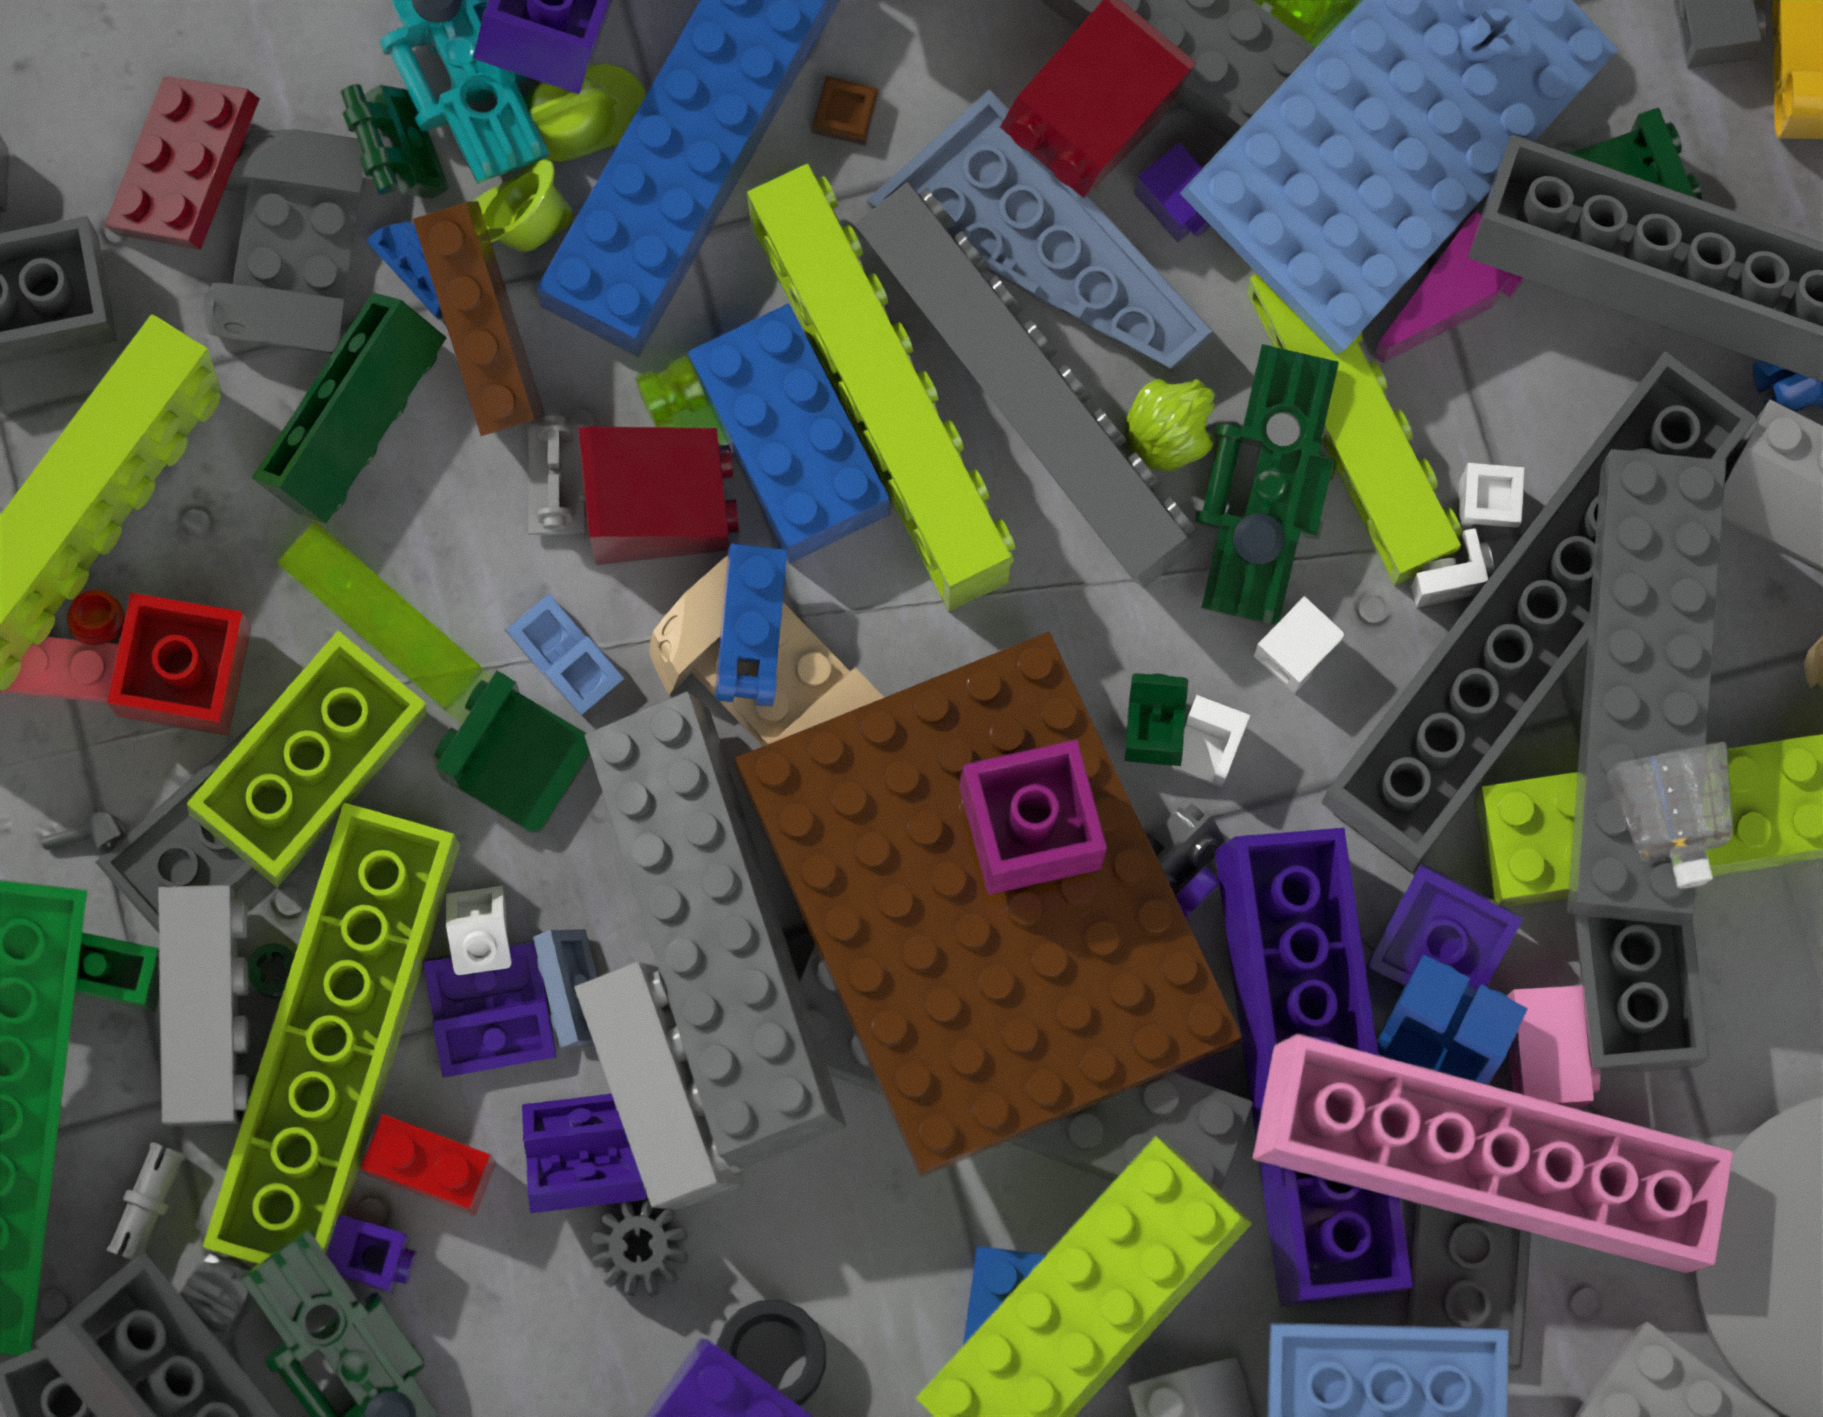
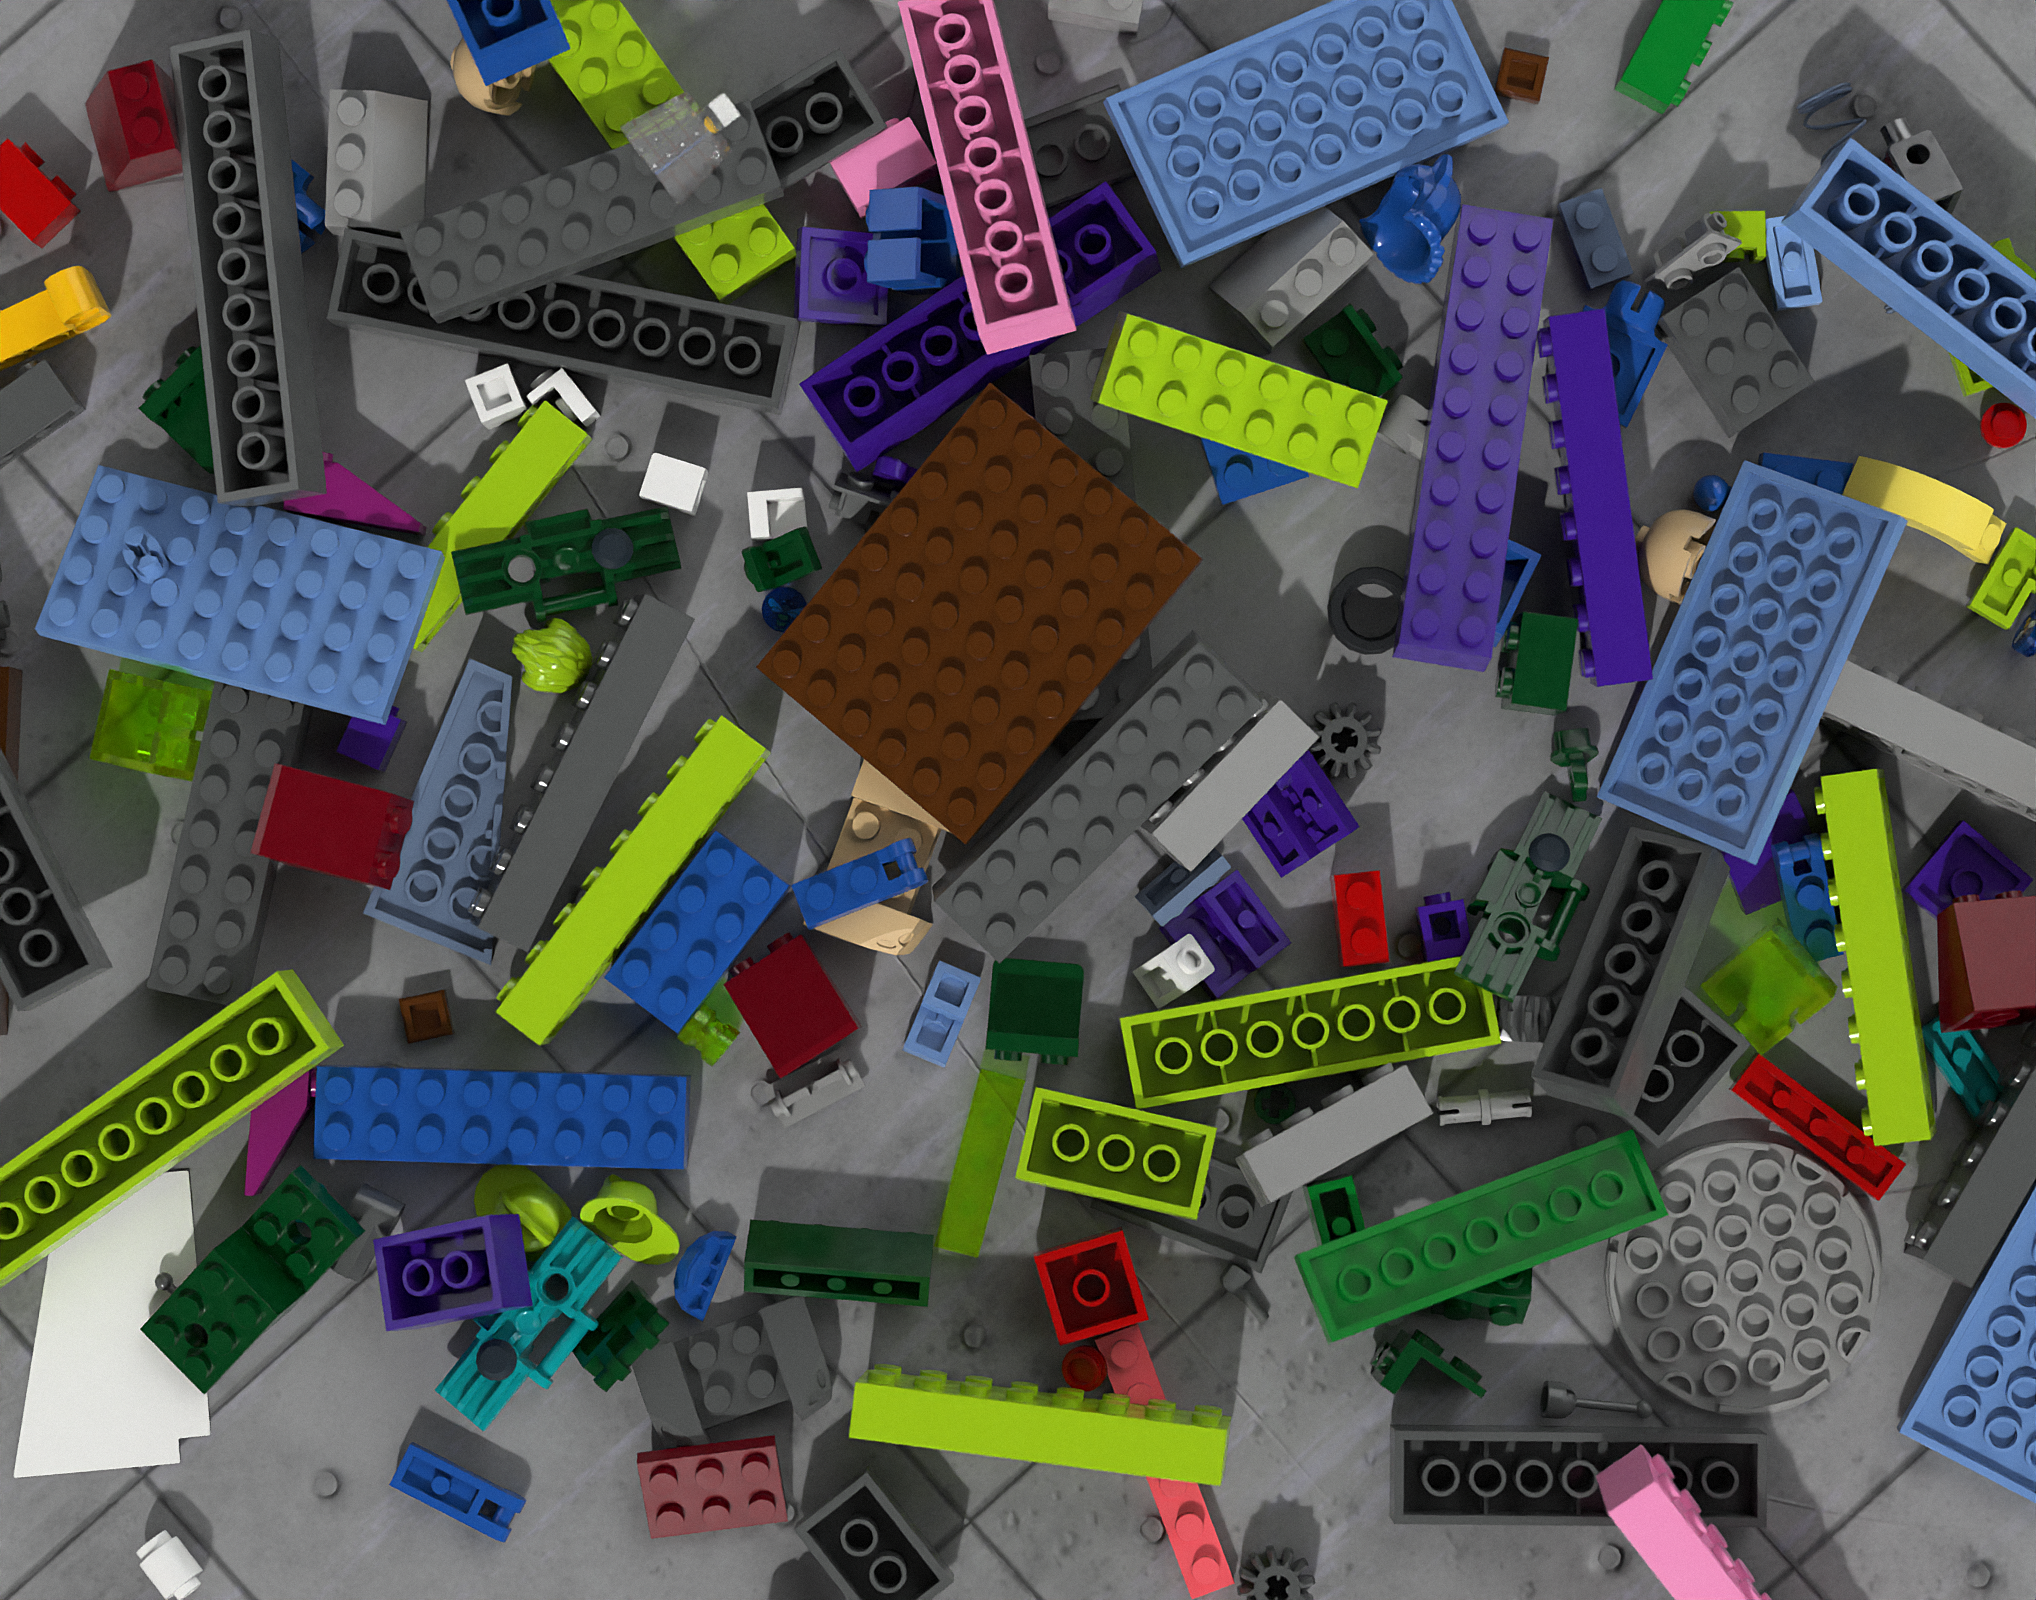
camera: 115 degrees left, 10 degrees up
(479, 317) = (727, 1199): reddish brown brick -> none
(1032, 817) = (909, 603): magenta brick -> none
(1104, 699) = (782, 608): none -> clear blue tile

